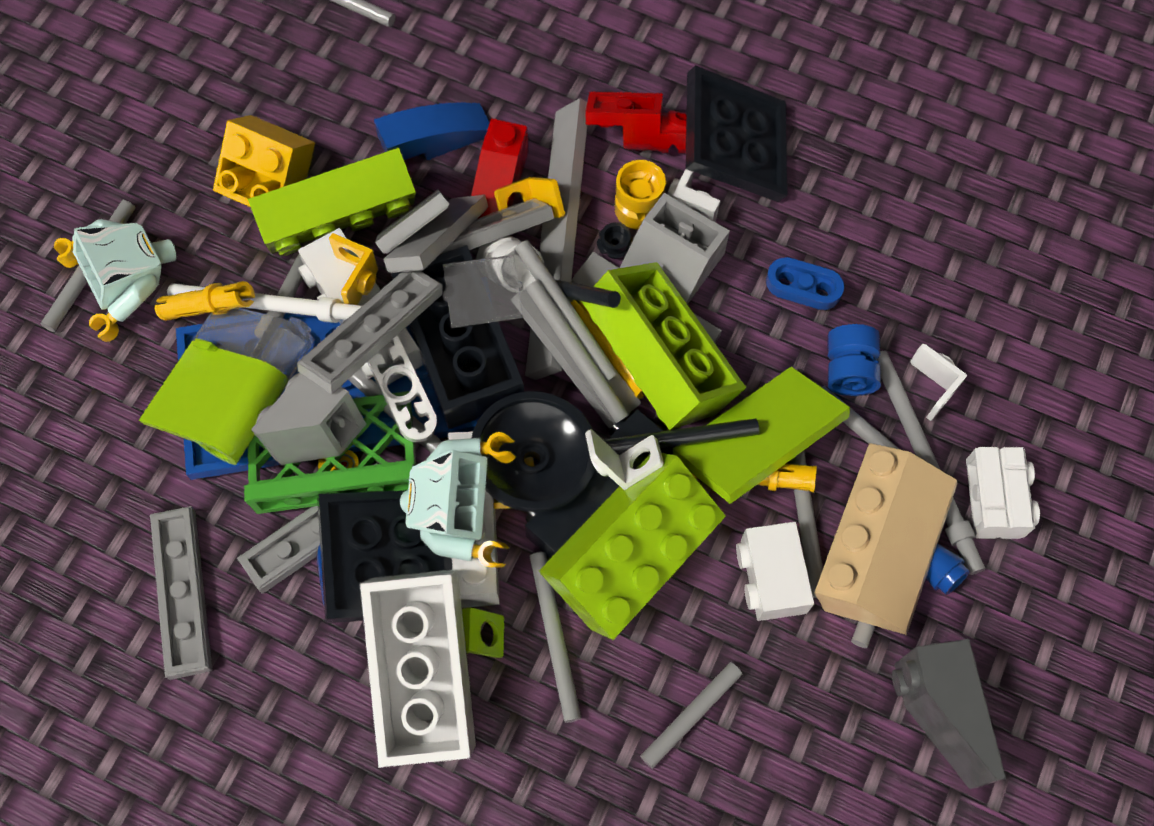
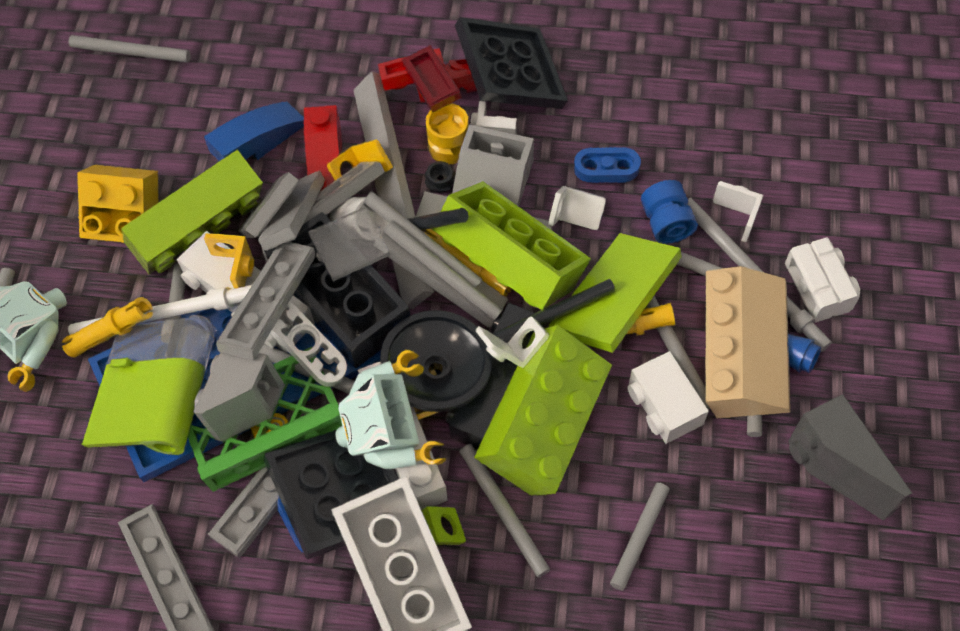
camera: 15 degrees left, 5 degrees down
(639, 127) = (431, 78): none -> dark red tile
(753, 323) = (577, 208): none -> white bracket

